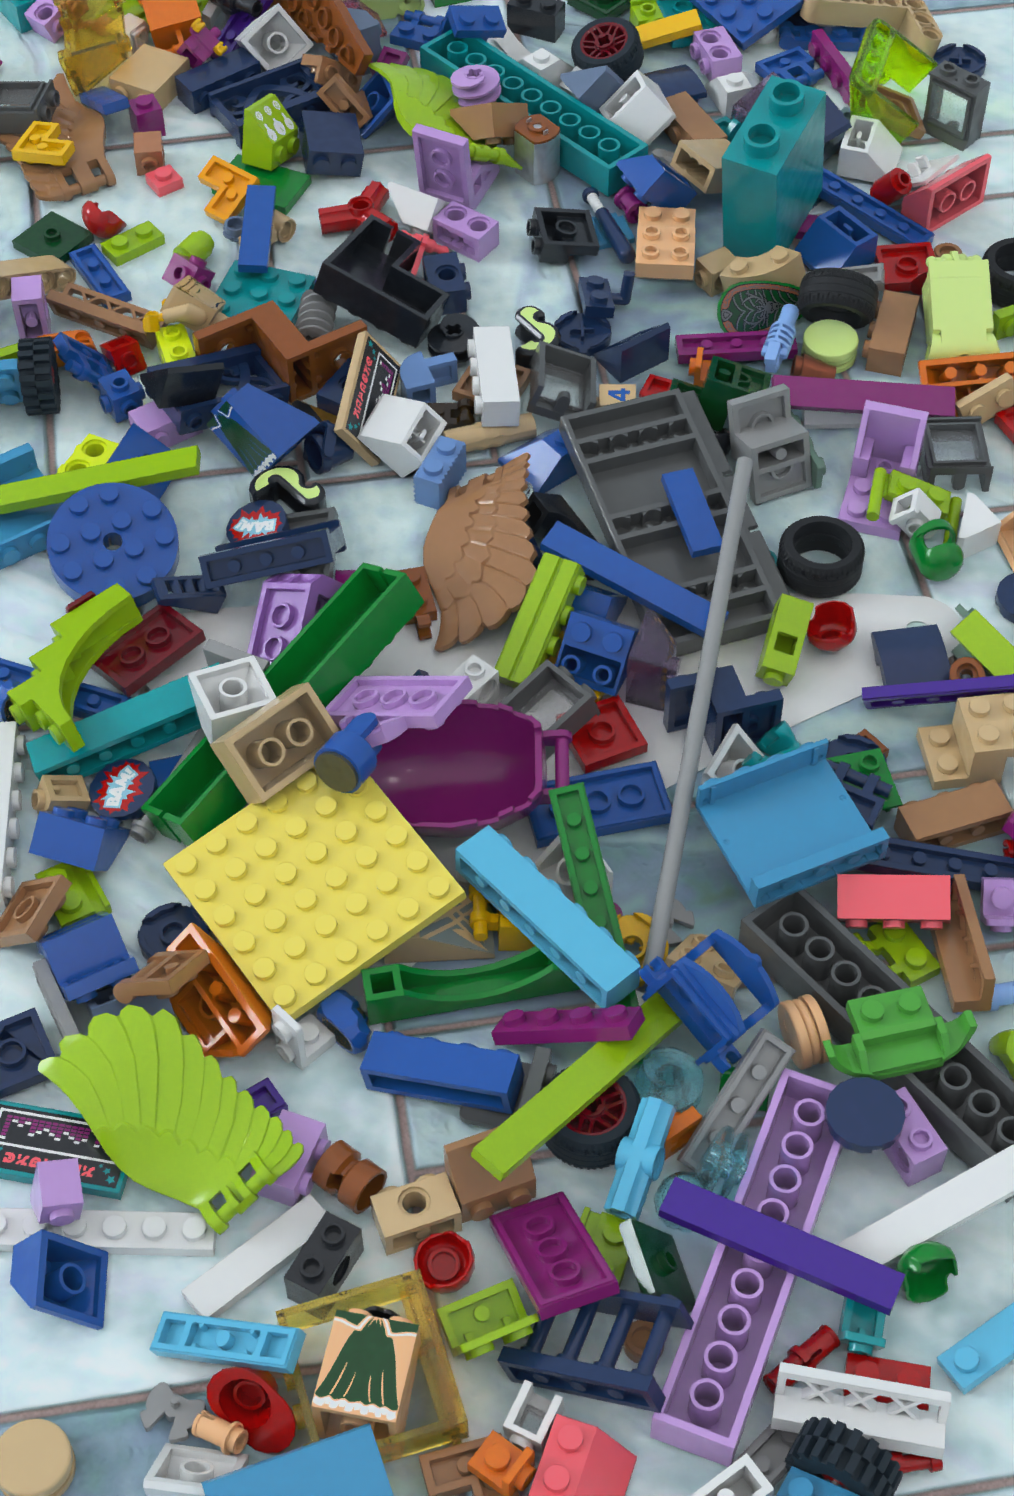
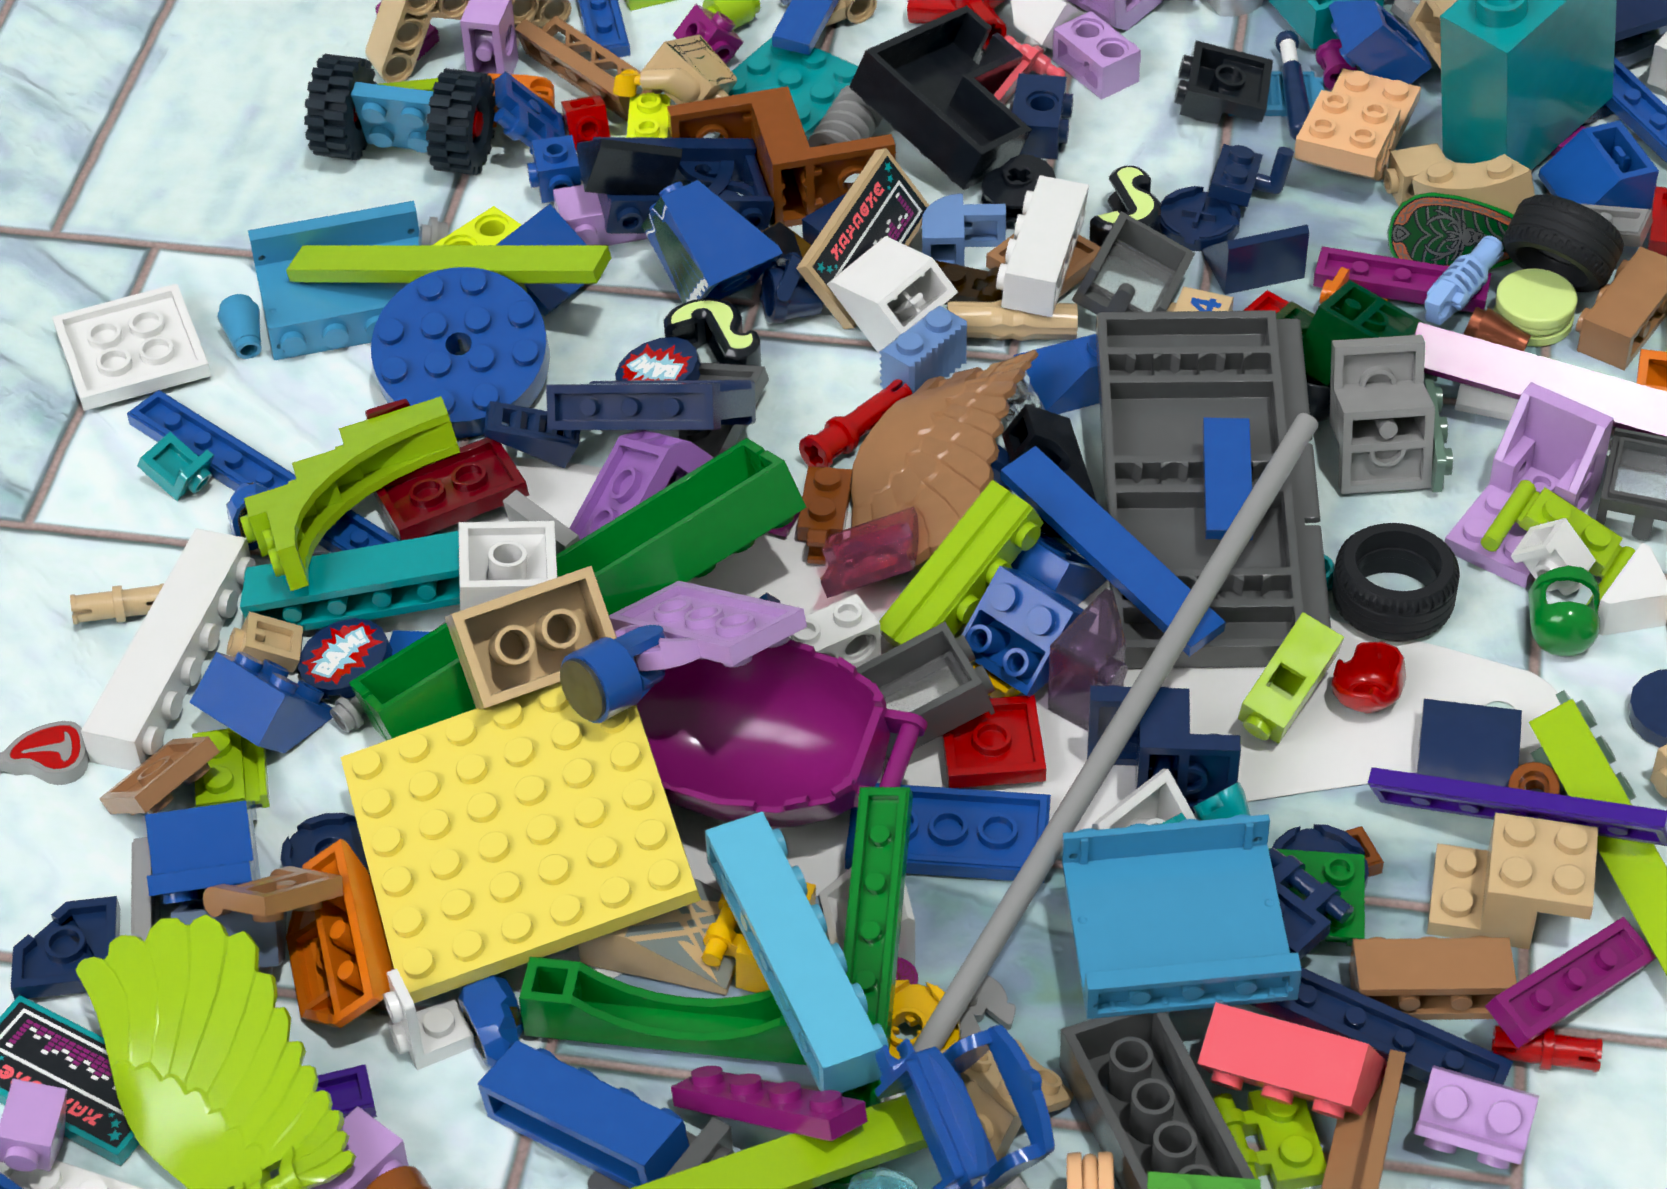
camera: 20 degrees right, 5 degrees down
(49, 463) = (432, 232): none -> light grey plate
(407, 541) = (844, 432): none -> red pin
(468, 622) = (871, 552): none -> clear pink slope

